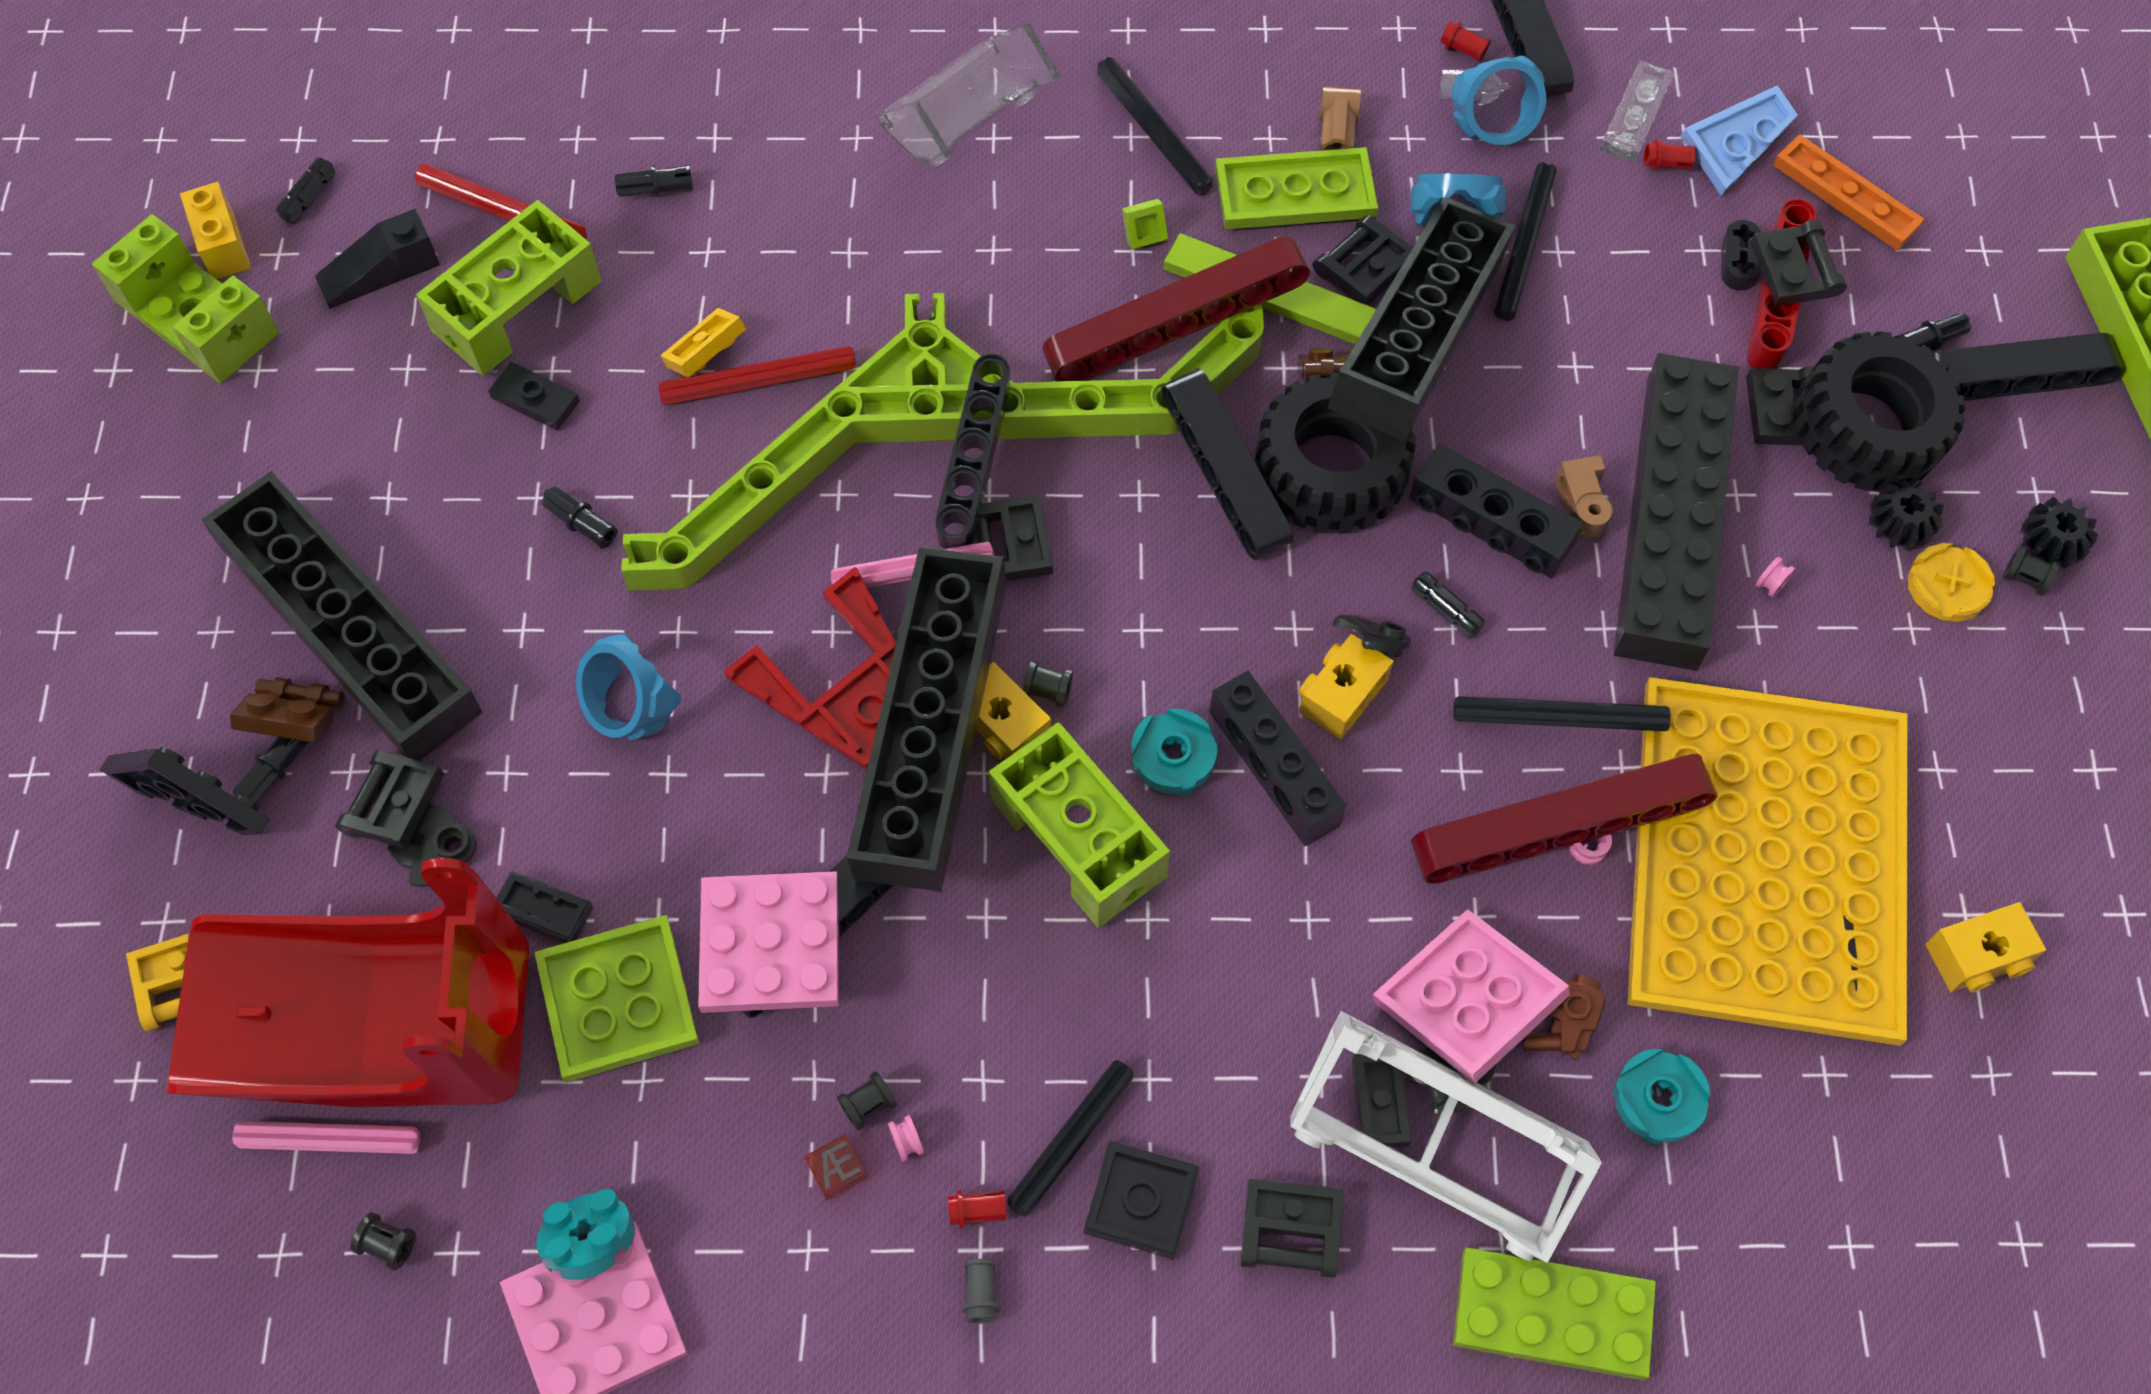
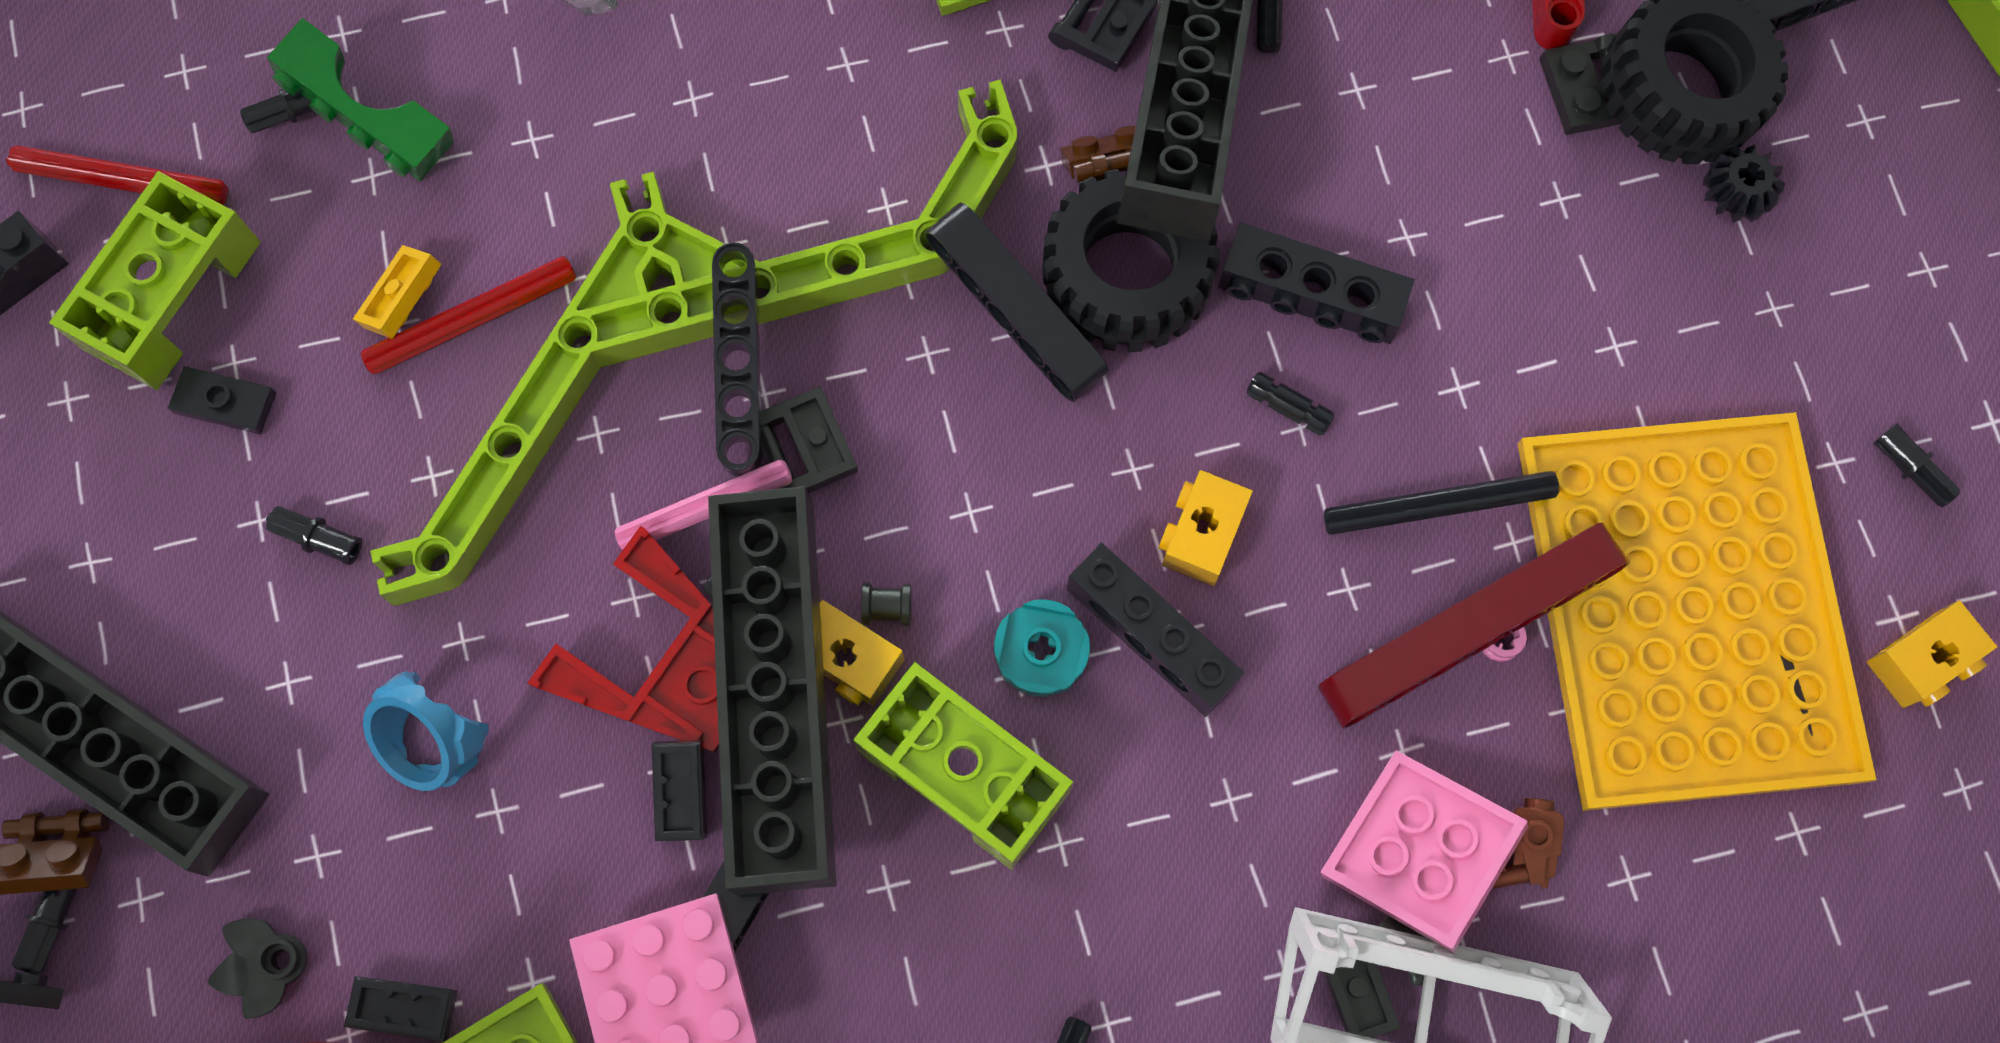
camera: 15 degrees left, 10 degrees up
(399, 804) = (206, 931): pearl dark grey plate -> none
(745, 222) = (405, 135): none -> green arch
(827, 790) = (679, 790): none -> black plate
(1145, 223) = (854, 31): lime tile -> none
(1176, 310) = (916, 134): dark red beam -> none
(1305, 304) = (1023, 77): lime tile -> none
(1386, 638) = (1232, 463): pearl dark grey plate -> none
(1581, 494) = (1403, 243): medium nougat leg -> none
(1653, 1120) = (1671, 905): teal plate -> none
(1677, 513) = (1507, 238): pearl dark grey brick -> none
(1775, 577) = (1625, 288): bright pink bush -> none
(1951, 582) = (1804, 247): yellow tile -> none
(2011, 786) = (1917, 465): none -> black axle
(2031, 570) = (1884, 216): pearl dark grey bush -> none
(2059, 532) = (1903, 166): black gear -> none

